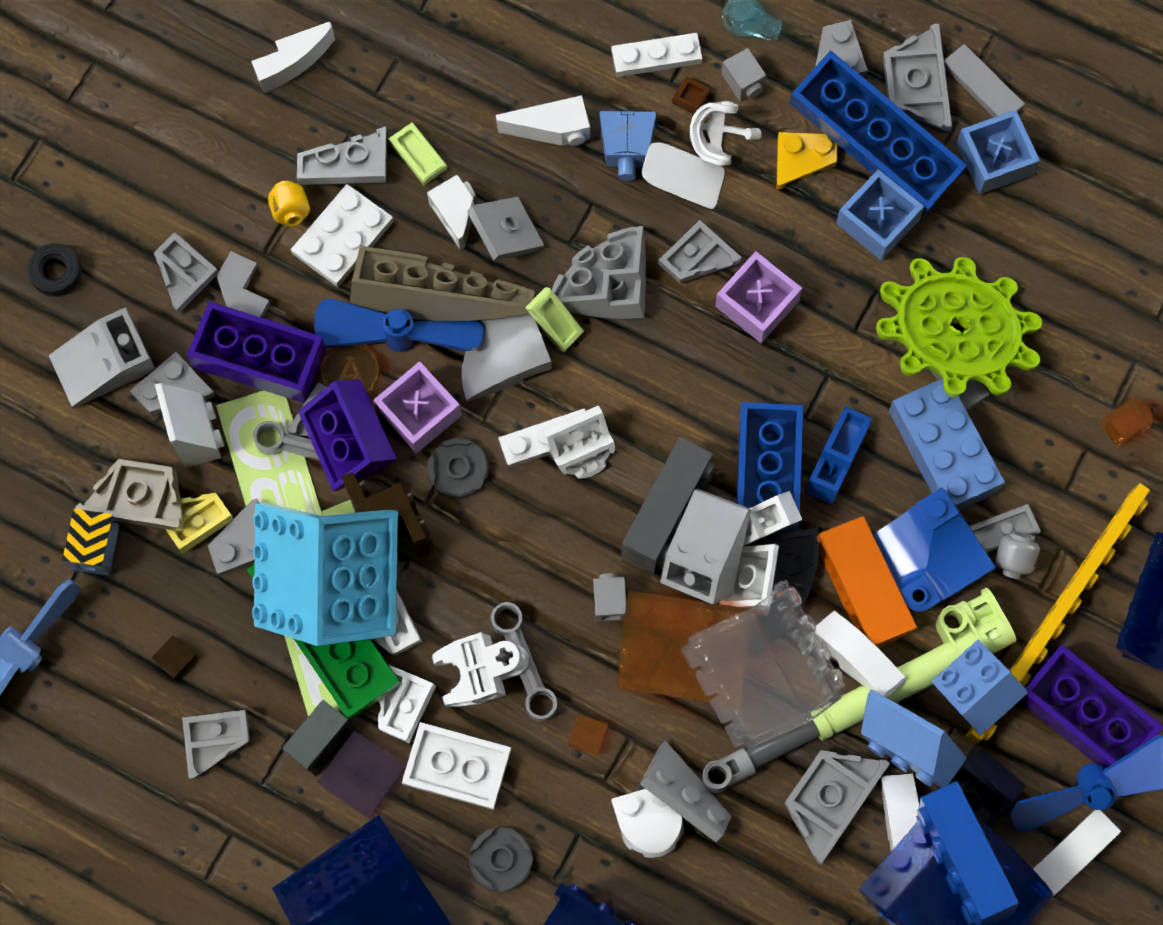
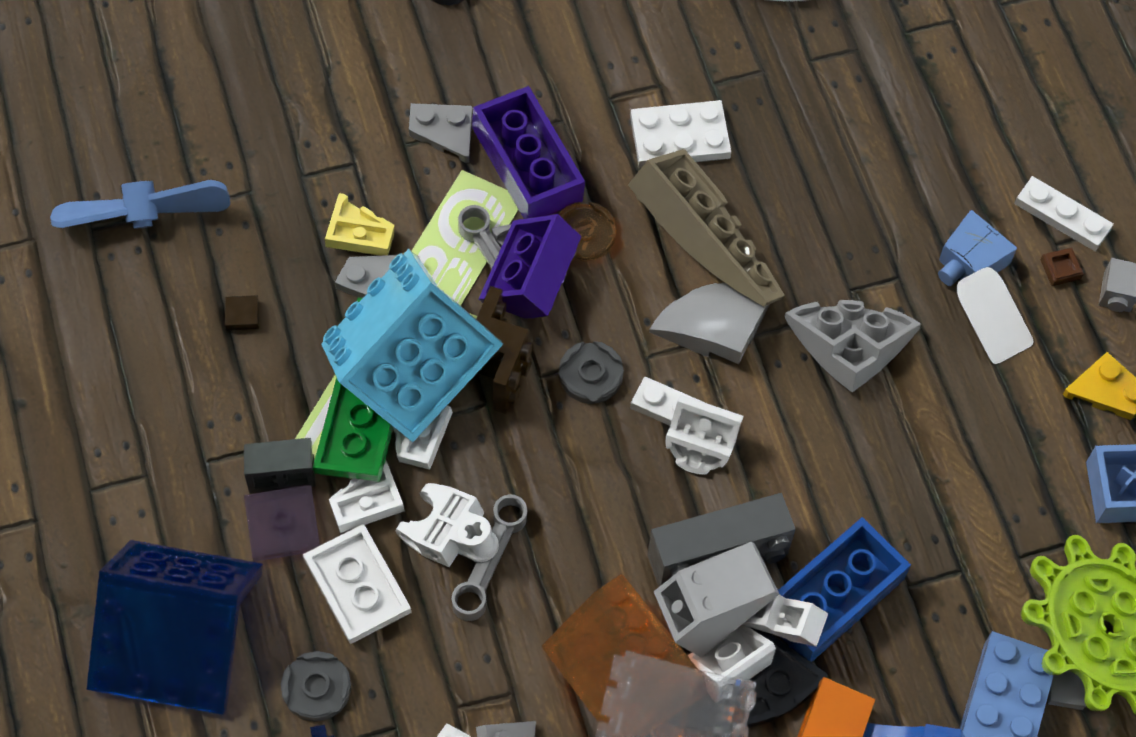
camera: 40 degrees right, 10 degrees down
(91, 542) = (270, 178): piece -> none
(101, 358) = (416, 64): light grey slope -> none
(139, 495) = (337, 177): wing -> none
(183, 270) = (536, 57): light grey wing -> none
(189, 424) = (422, 155): white slope -> none
(213, 738) = (205, 394): light grey wing -> none
(233, 281) = (566, 96): light grey tile -> none
(288, 203) = (664, 74): yellow head -> none
(349, 162) = (740, 89): light grey wing -> none
(351, 325) = (616, 195): blue piece -> none
(417, 407) = (604, 297): lavender brick -> none
(418, 153) = (798, 126): yellowish green tile -> none
(451, 205) = (785, 185): white slope -> none
(505, 228) = (808, 231): light grey plate -> none
(553, 122) = (924, 188): white slope -> none
(554, 319) = (777, 328): yellowish green tile -> none
(588, 734) = (481, 658): clear orange tile -> none
(609, 598) = (603, 567): light grey brick -> none
(698, 254) = (944, 384): light grey wing -> none
(715, 127) = (1057, 305): white helmet -> none
(758, 297) = (960, 455): lavender brick -> none
(838, 455) = (904, 636): blue slope -> none

